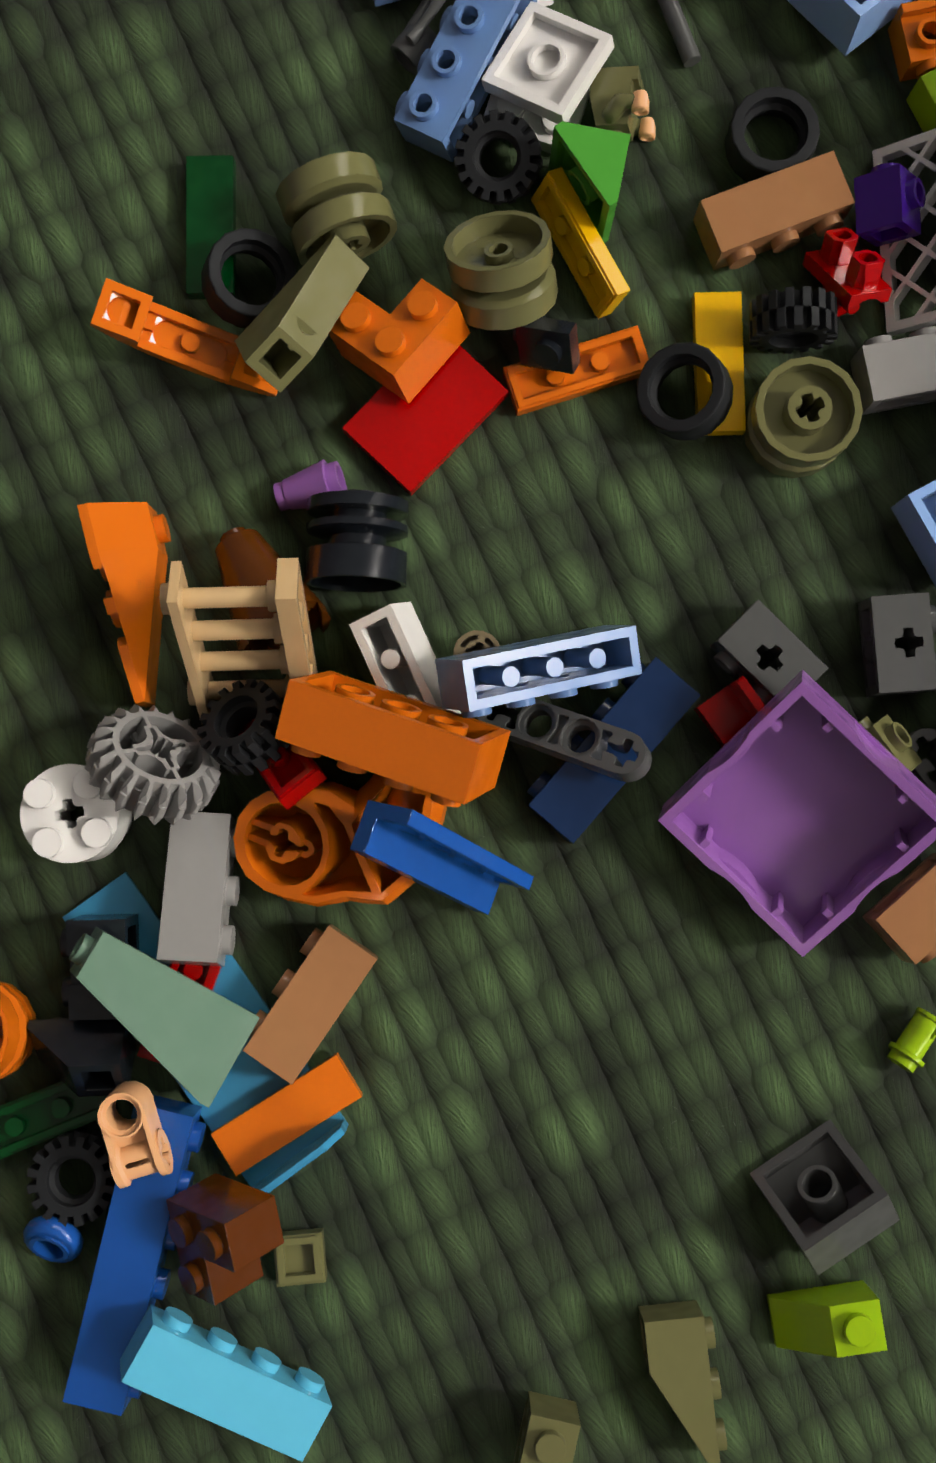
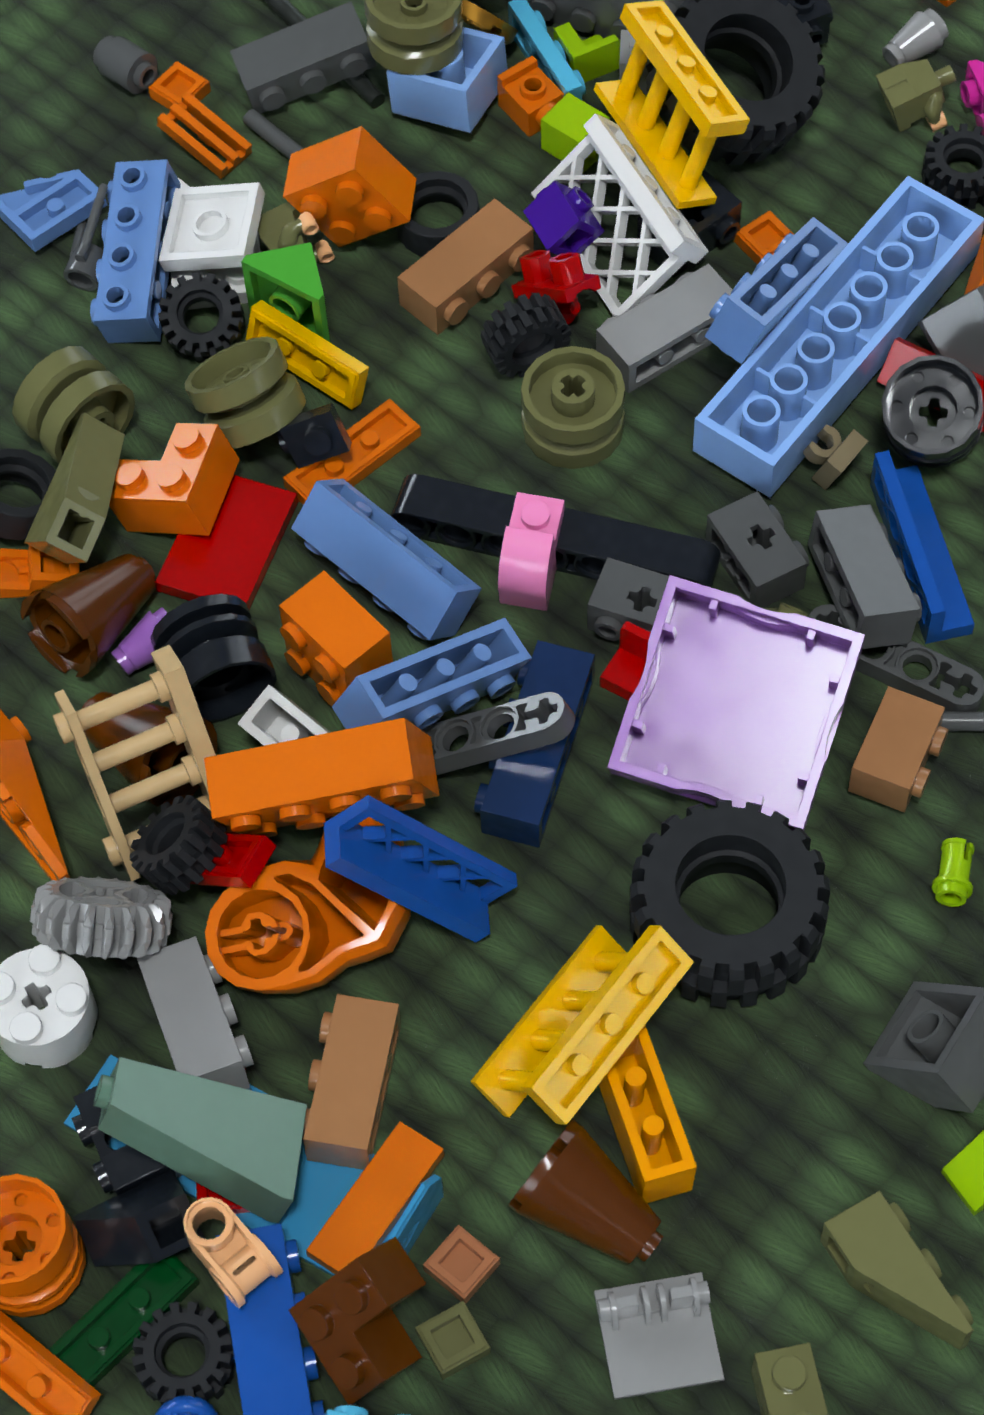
camera: 20 degrees left, 25 degrees down
(271, 435) = (87, 612): none -> reddish brown cone
(335, 1196) = (461, 1264): none -> nougat tile
(456, 1199) = (588, 1199): none -> reddish brown cone
(467, 1332) = (658, 1335): none -> light grey hinge
(474, 576) = (331, 636): none -> orange brick
(539, 1089) = (582, 1023): none -> yellow fence
(540, 1151) = (648, 1123): none -> light orange brick
(557, 503) = (385, 559): none -> medium blue brick
(660, 366) = (432, 410): black tyre -> none
(694, 555) = (529, 550): none -> bright pink brick
(698, 77) = (350, 186): none -> orange brick
(719, 543) = (478, 518): none -> black beam
(720, 328) = (479, 401): yellow tile -> none
(756, 1033) = (747, 845): none -> black tyre

